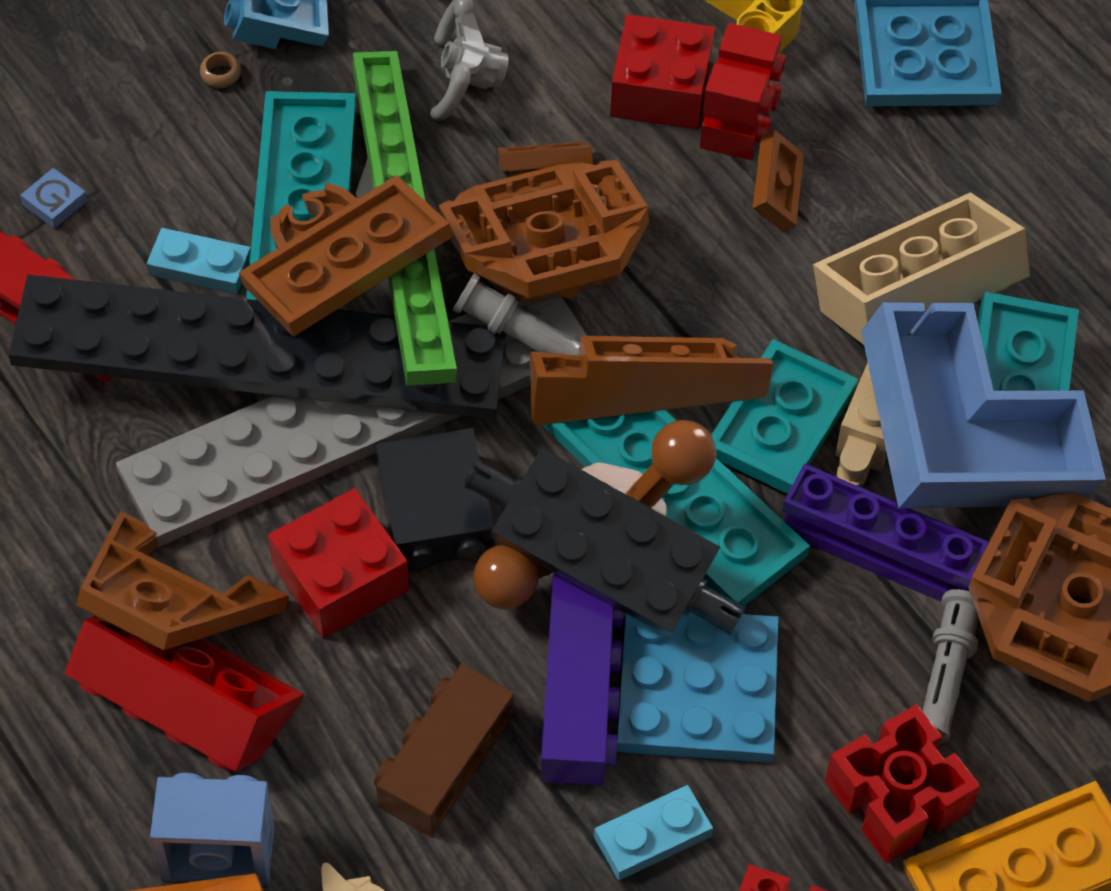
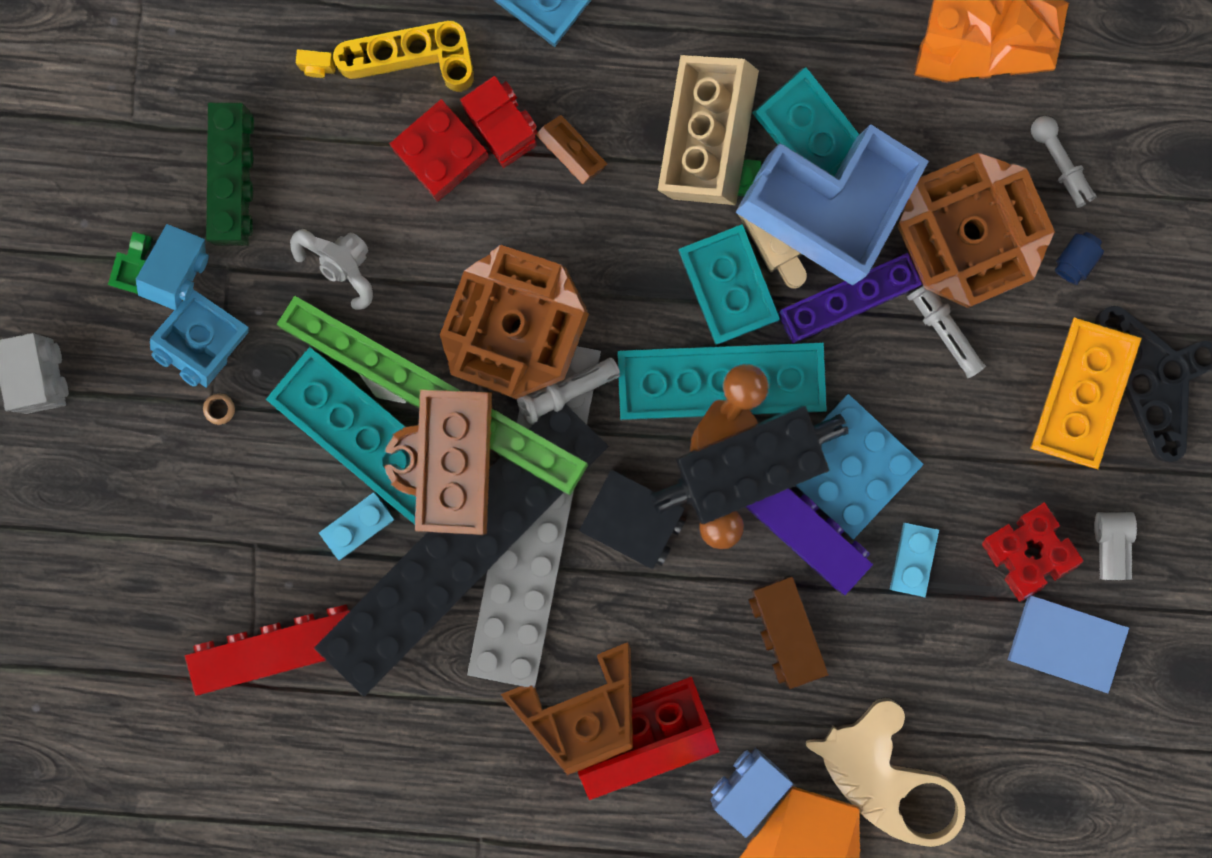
camera: 50 degrees left, 30 degrees up
(53, 198) = (242, 578): medium blue tile -> none
(339, 562) = (633, 604): red brick -> none
(533, 157) = (445, 270): dark orange plate -> none
(641, 376) = (650, 347): dark orange wedge -> none
(901, 783) = (1014, 403): red brick -> none

